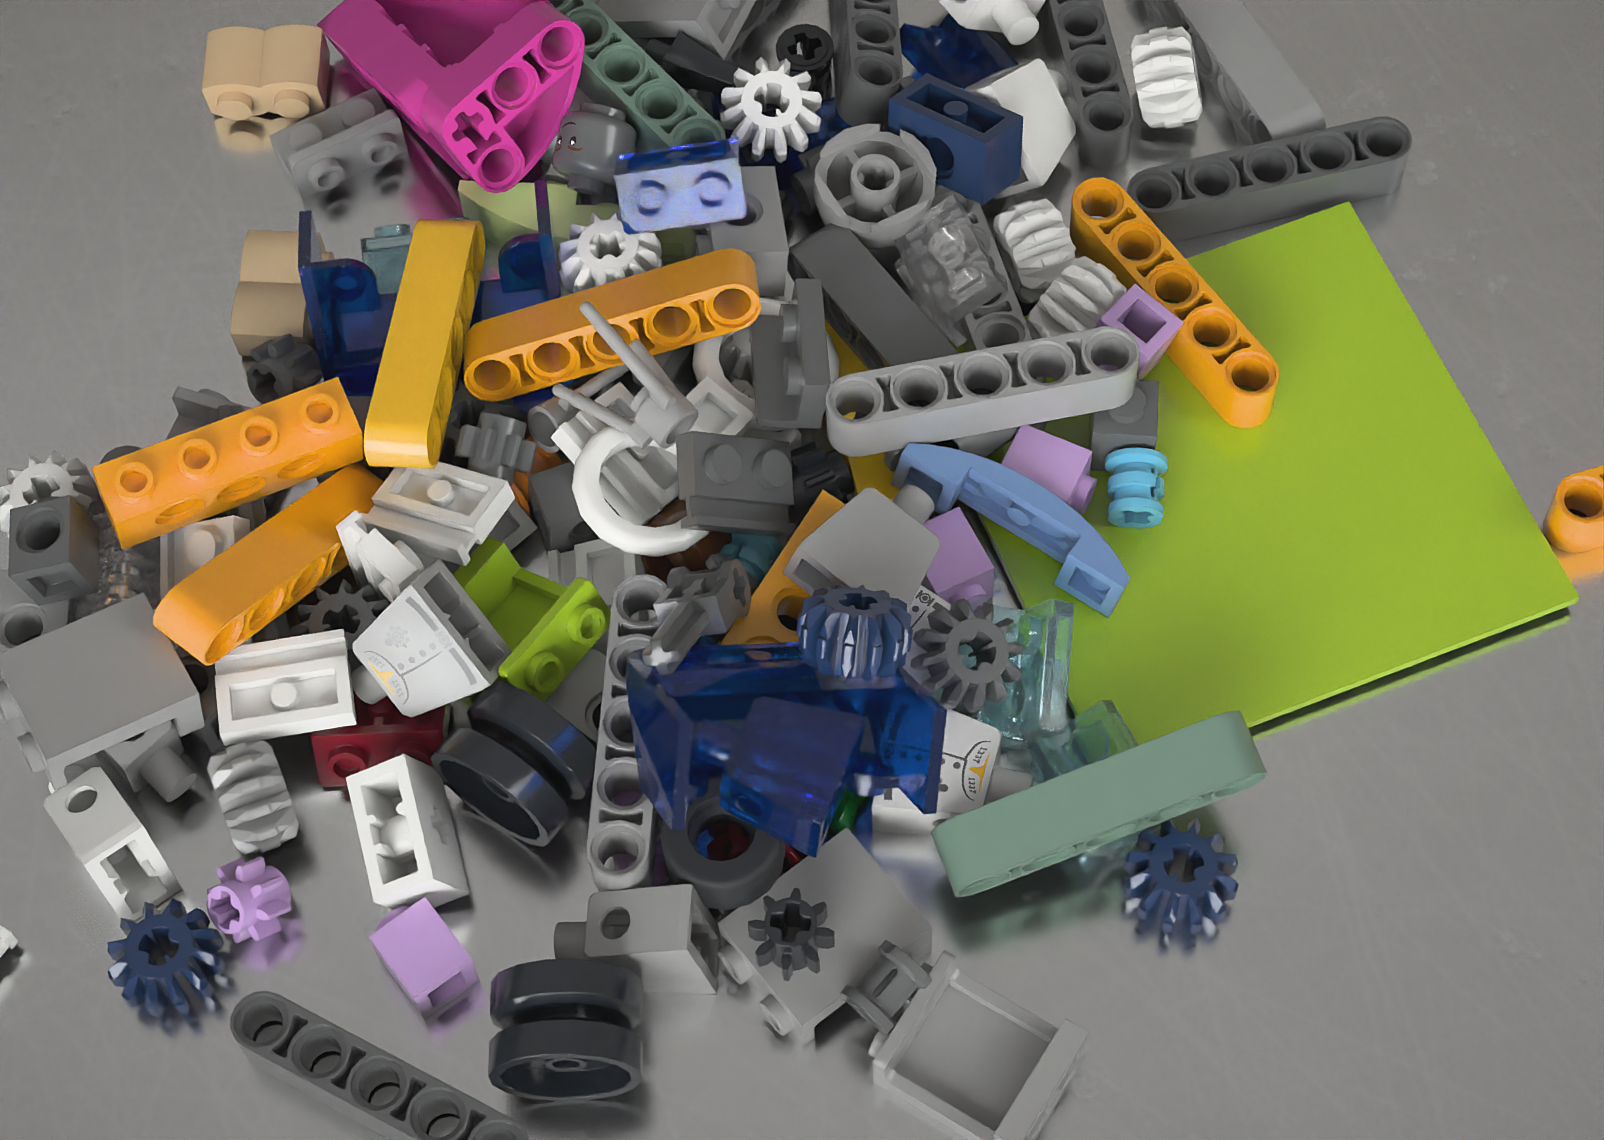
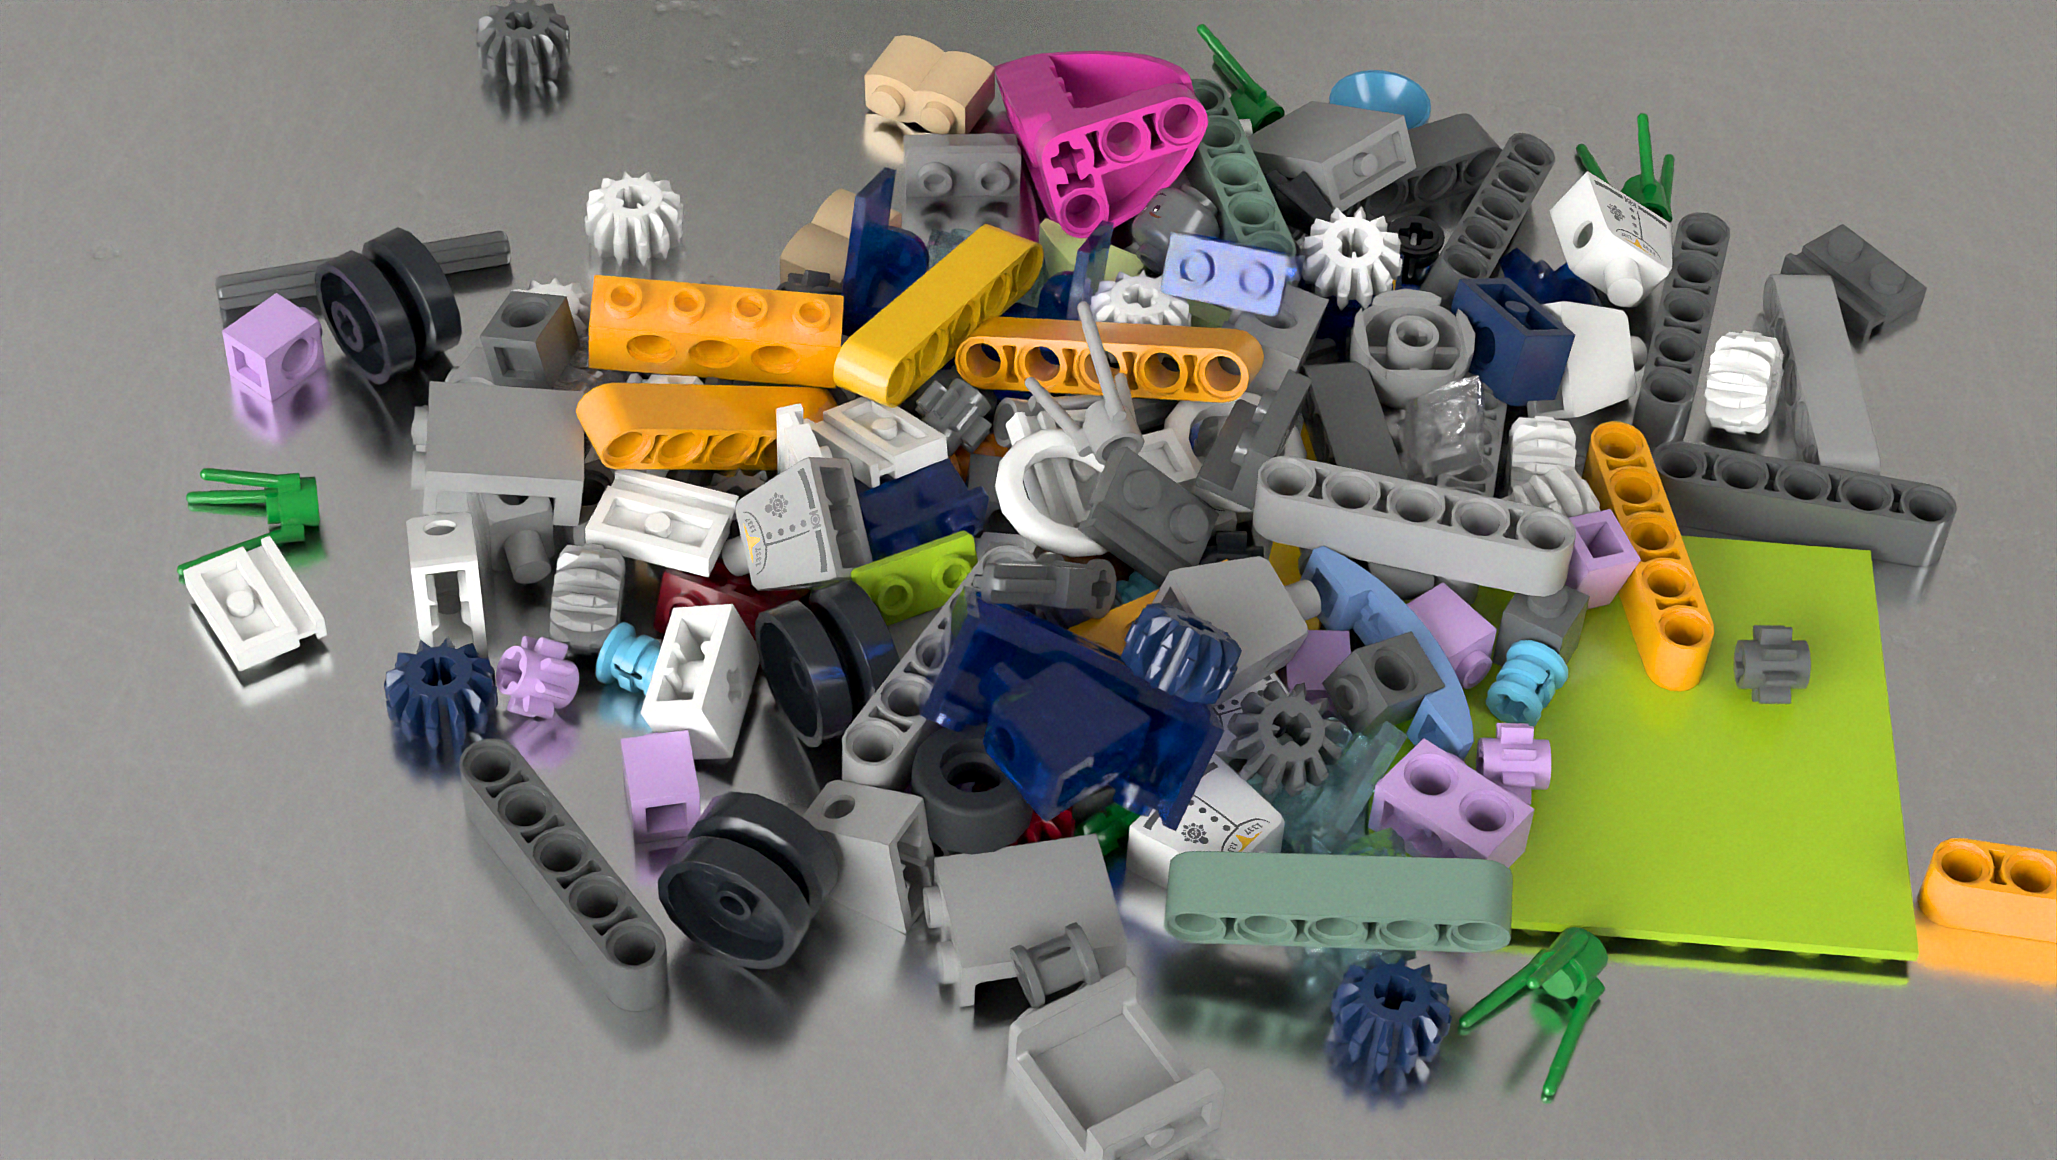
camera: 20 degrees right, 15 degrees down
(63, 347) = (634, 219): none -> white gear
(326, 837) = (627, 659): none -> medium azure bush
(518, 566) = (920, 509): none -> clear blue bracket
(785, 914) = (991, 882): black gear -> none
(1023, 556) = (1382, 683): none -> dark grey brick
(1137, 674) = (1449, 809): none -> lavender brick
(1168, 578) = (1515, 759): none -> lavender gear
(1303, 758) = (1563, 971): none -> green plant
(1334, 369) = (1772, 664): none -> dark grey gear

